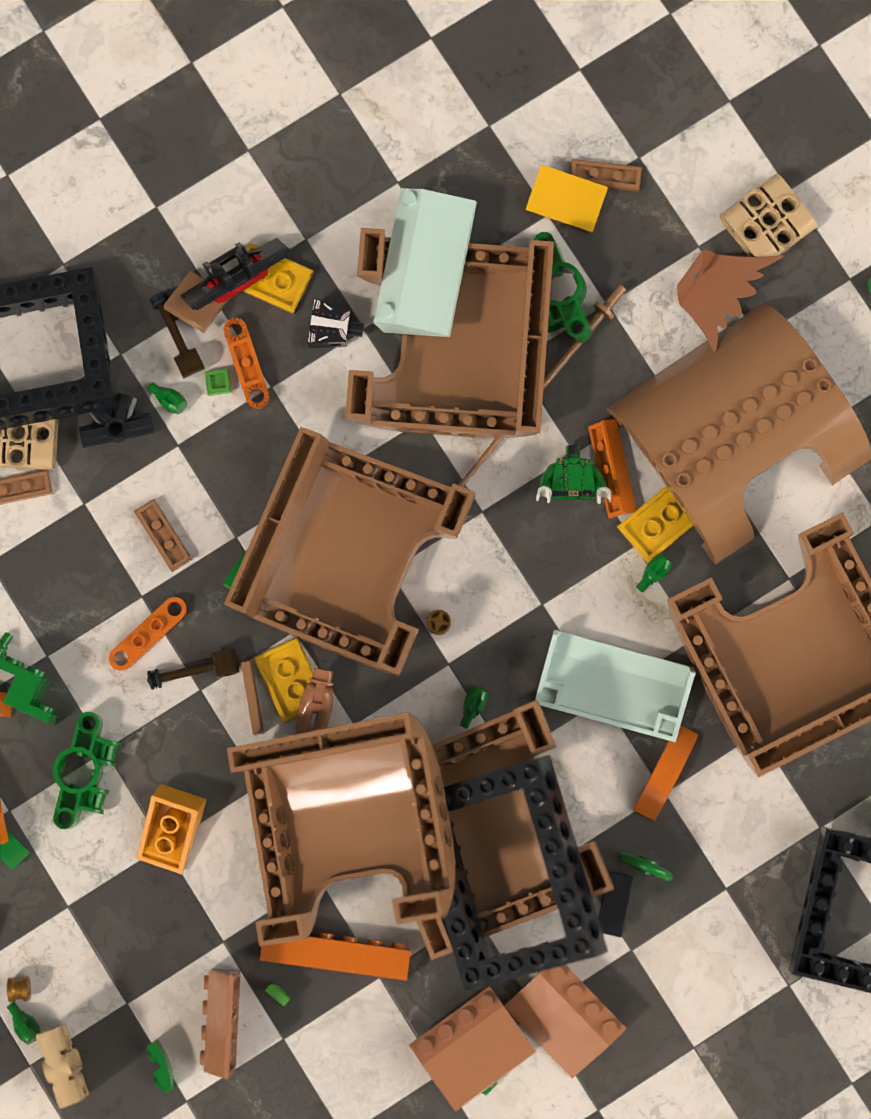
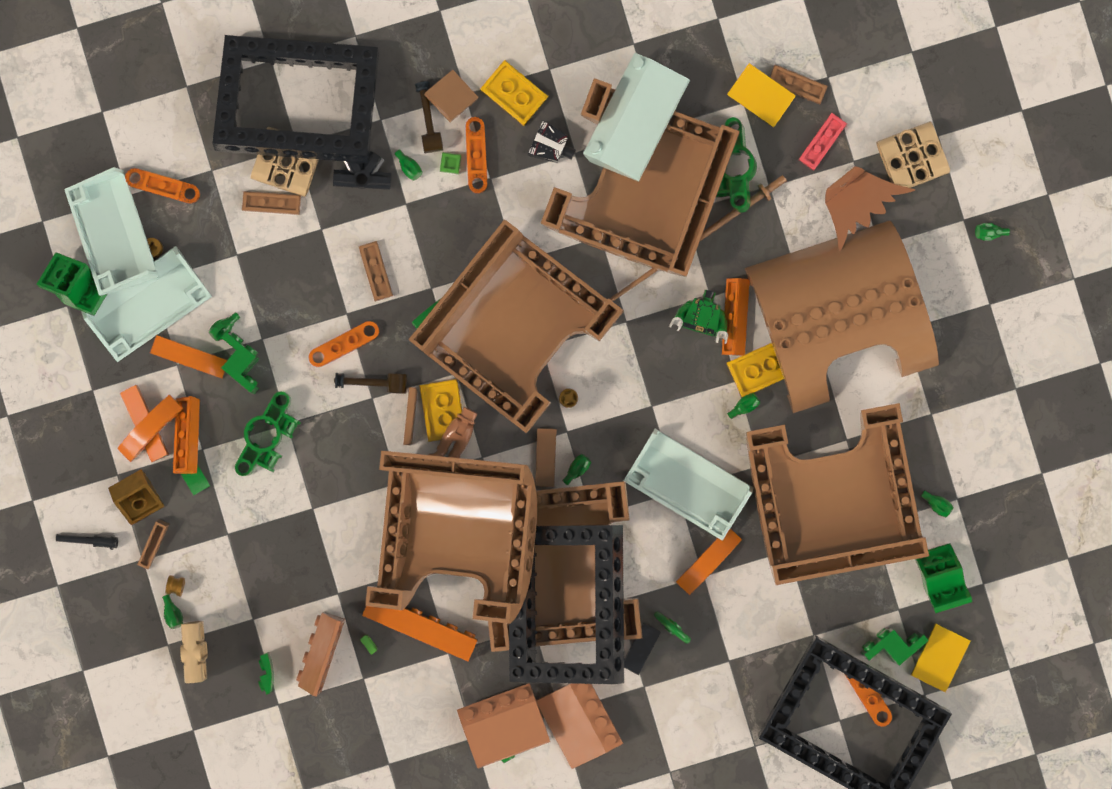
camera: 10 degrees right, 5 degrees up
(170, 828) = (321, 497): light orange slope -> none
(223, 285) = (475, 90): black piece -> none
(431, 702) = (545, 457): none -> medium nougat tile
(655, 233) = (822, 141): none -> coral tile

